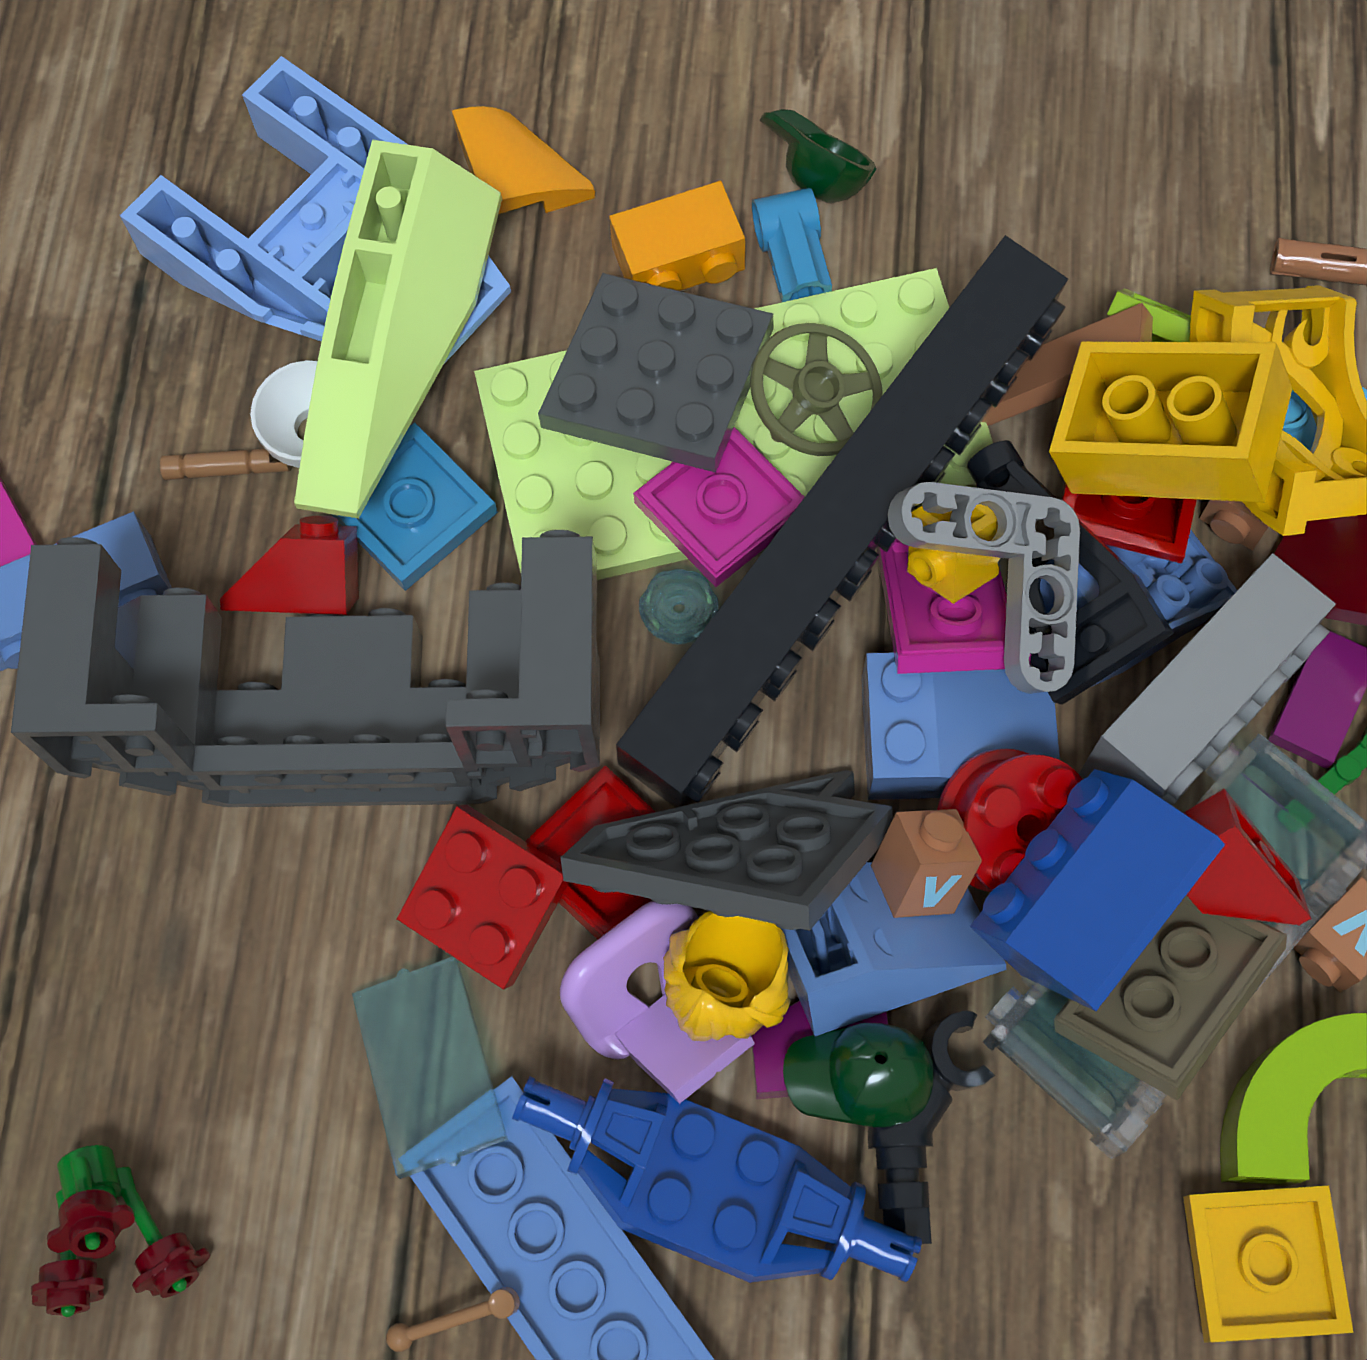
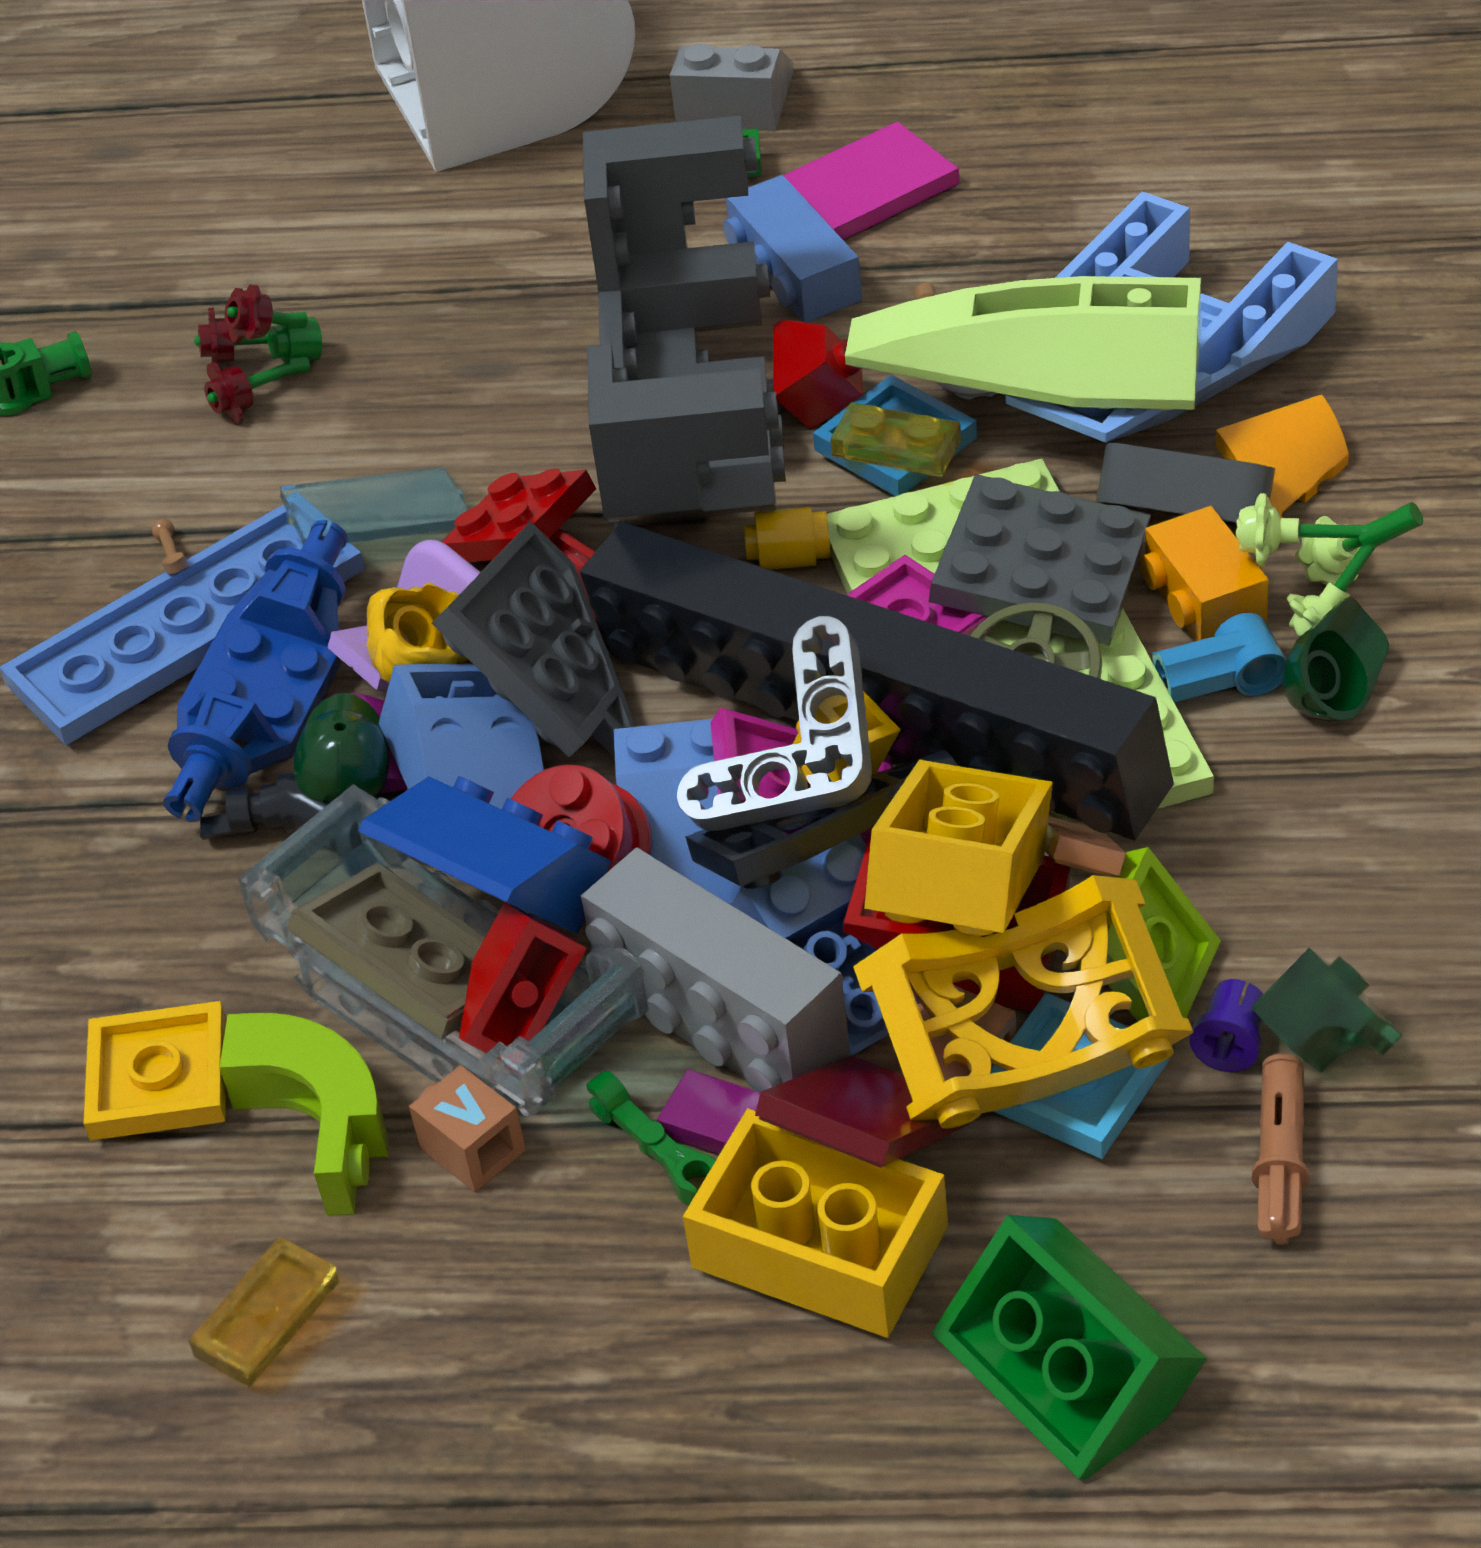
camera: 90 degrees right, 25 degrees down
(442, 495) = (896, 439): none -> clear yellow plate
(559, 241) = (1179, 482): none -> dark grey beam
(679, 150) = (1327, 551): none -> yellowish green plant
(925, 863) = (520, 748): nougat brick -> none
(1233, 276) = (1226, 1015): none -> dark purple bush
(1240, 207) = (1323, 1011): none -> clear green brick

